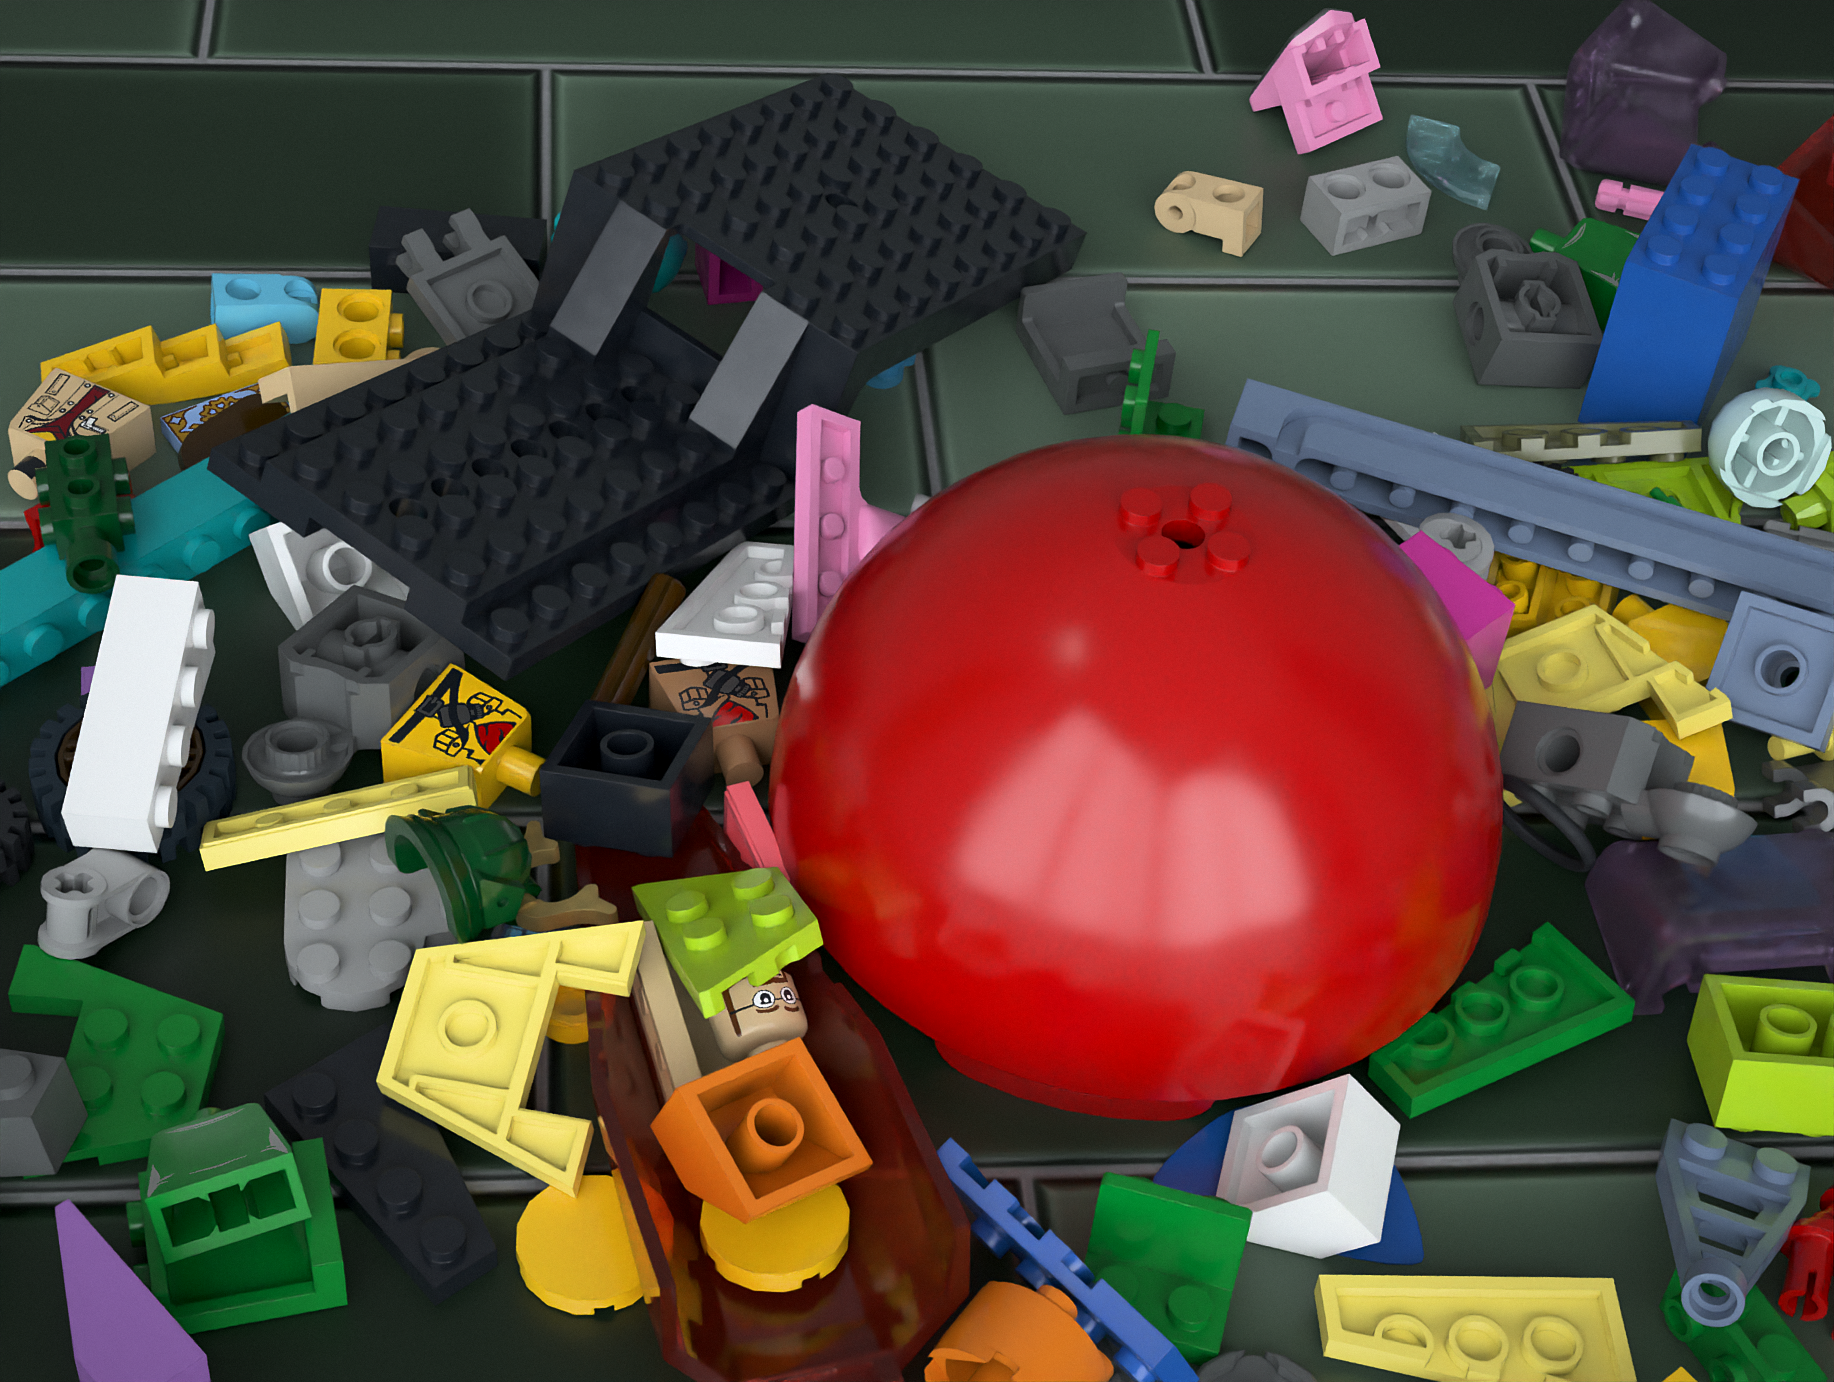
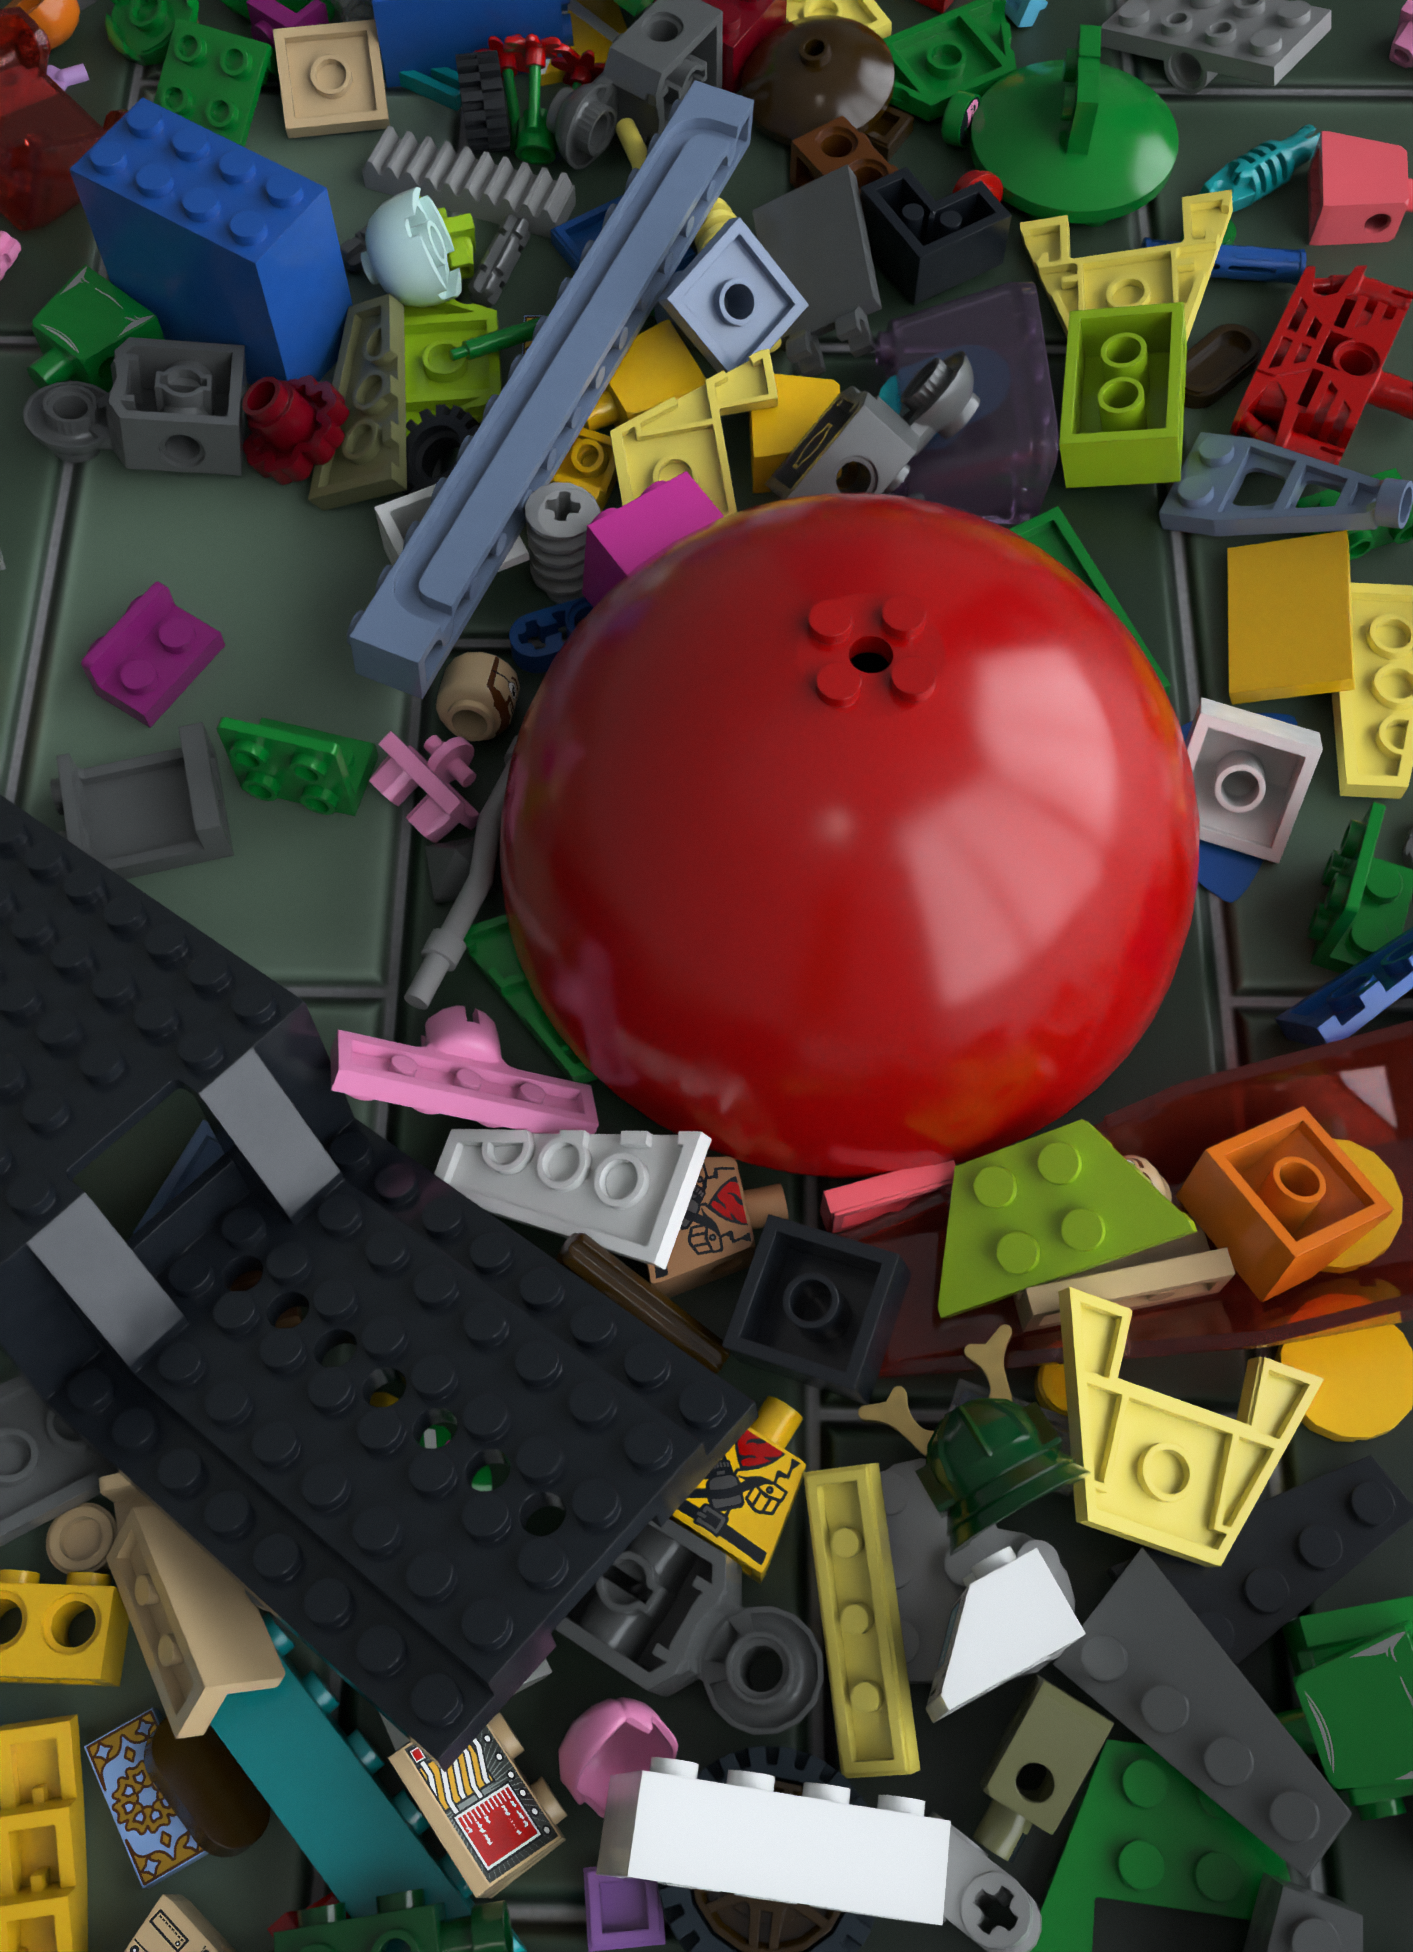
camera: 80 degrees left, 20 degrees up
(210, 944) = (1044, 1730): none -> olive torso
(211, 543) = (485, 1808): none -> slope
(232, 1056) = (1192, 1705): none -> dark grey wing
(243, 667) = (609, 1741): none -> bright pink hair
(311, 868) = (1000, 1628): none -> white slope
(1256, 336) = (150, 655): none -> magenta bracket
(1534, 391) = (292, 426): none -> dark red plant
(1548, 1235) = (1290, 618): none -> yellow tile

